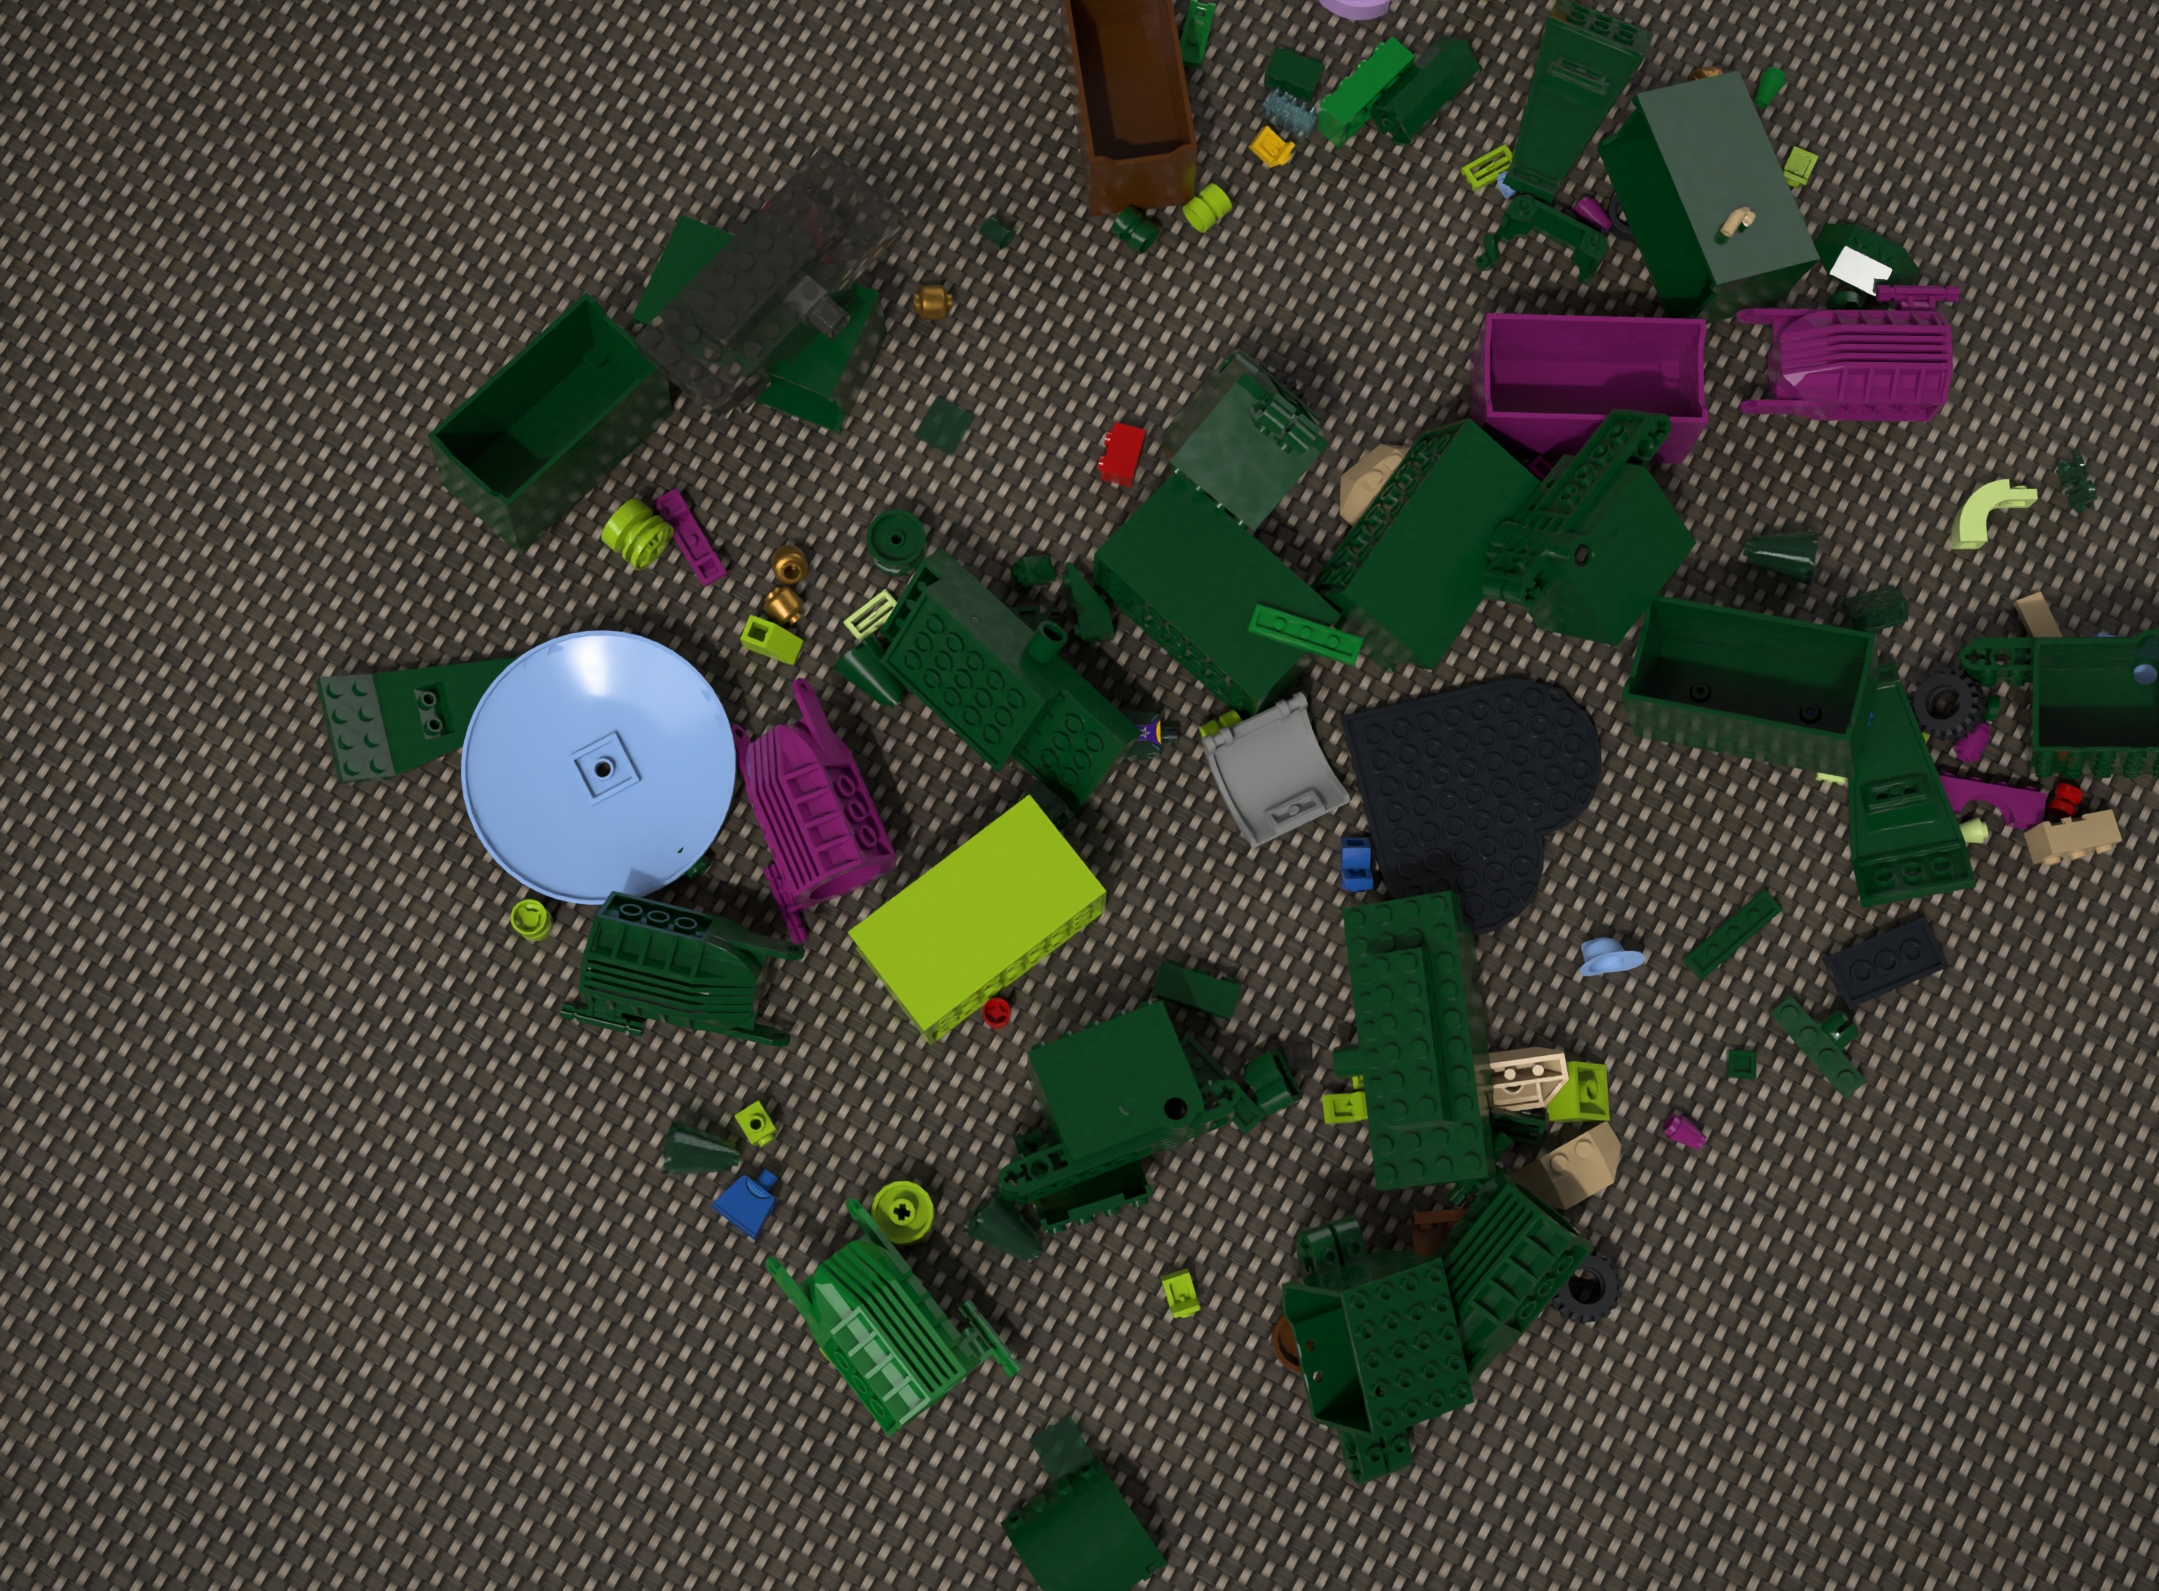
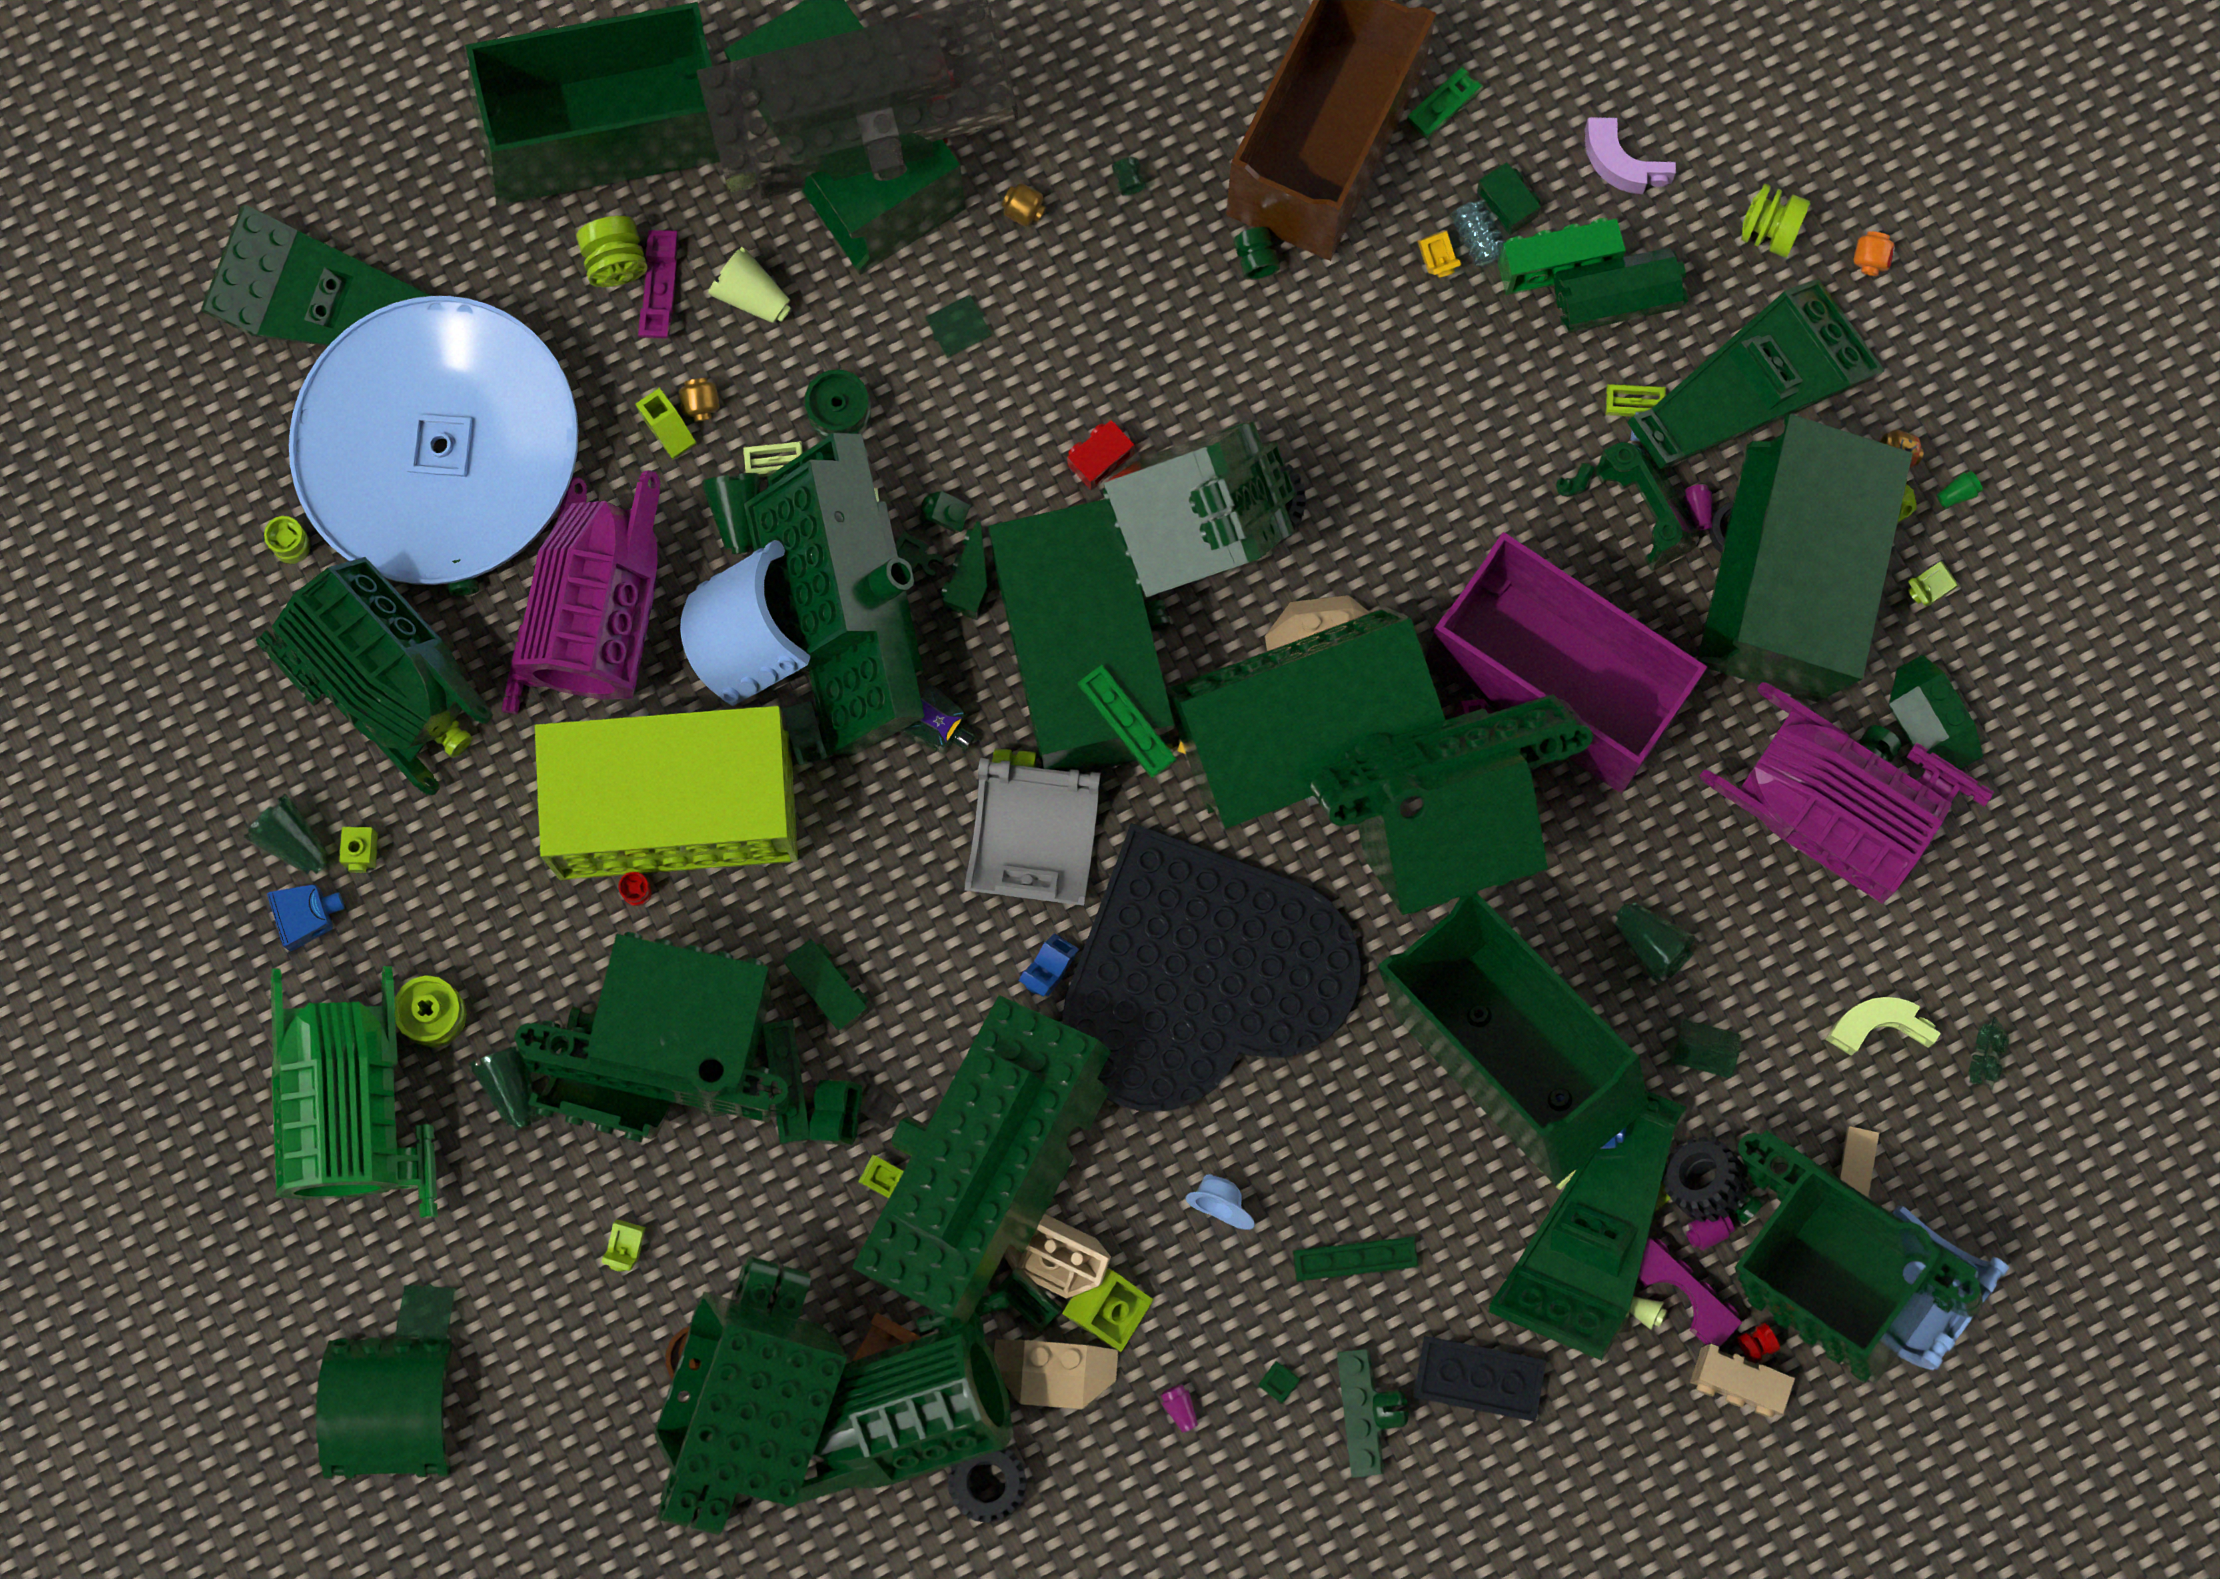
camera: 35 degrees right, 0 degrees up
(765, 495) = (750, 288): none -> yellowish green cone
(775, 990) = (455, 740): none -> lime wheel
(789, 564) = (729, 365): pearl gold head -> none
(942, 761) = (732, 634): none -> light blue hinge
(1204, 210) = (1339, 273): lime wheel -> none
(1735, 218) = (1801, 589): tan arm -> none

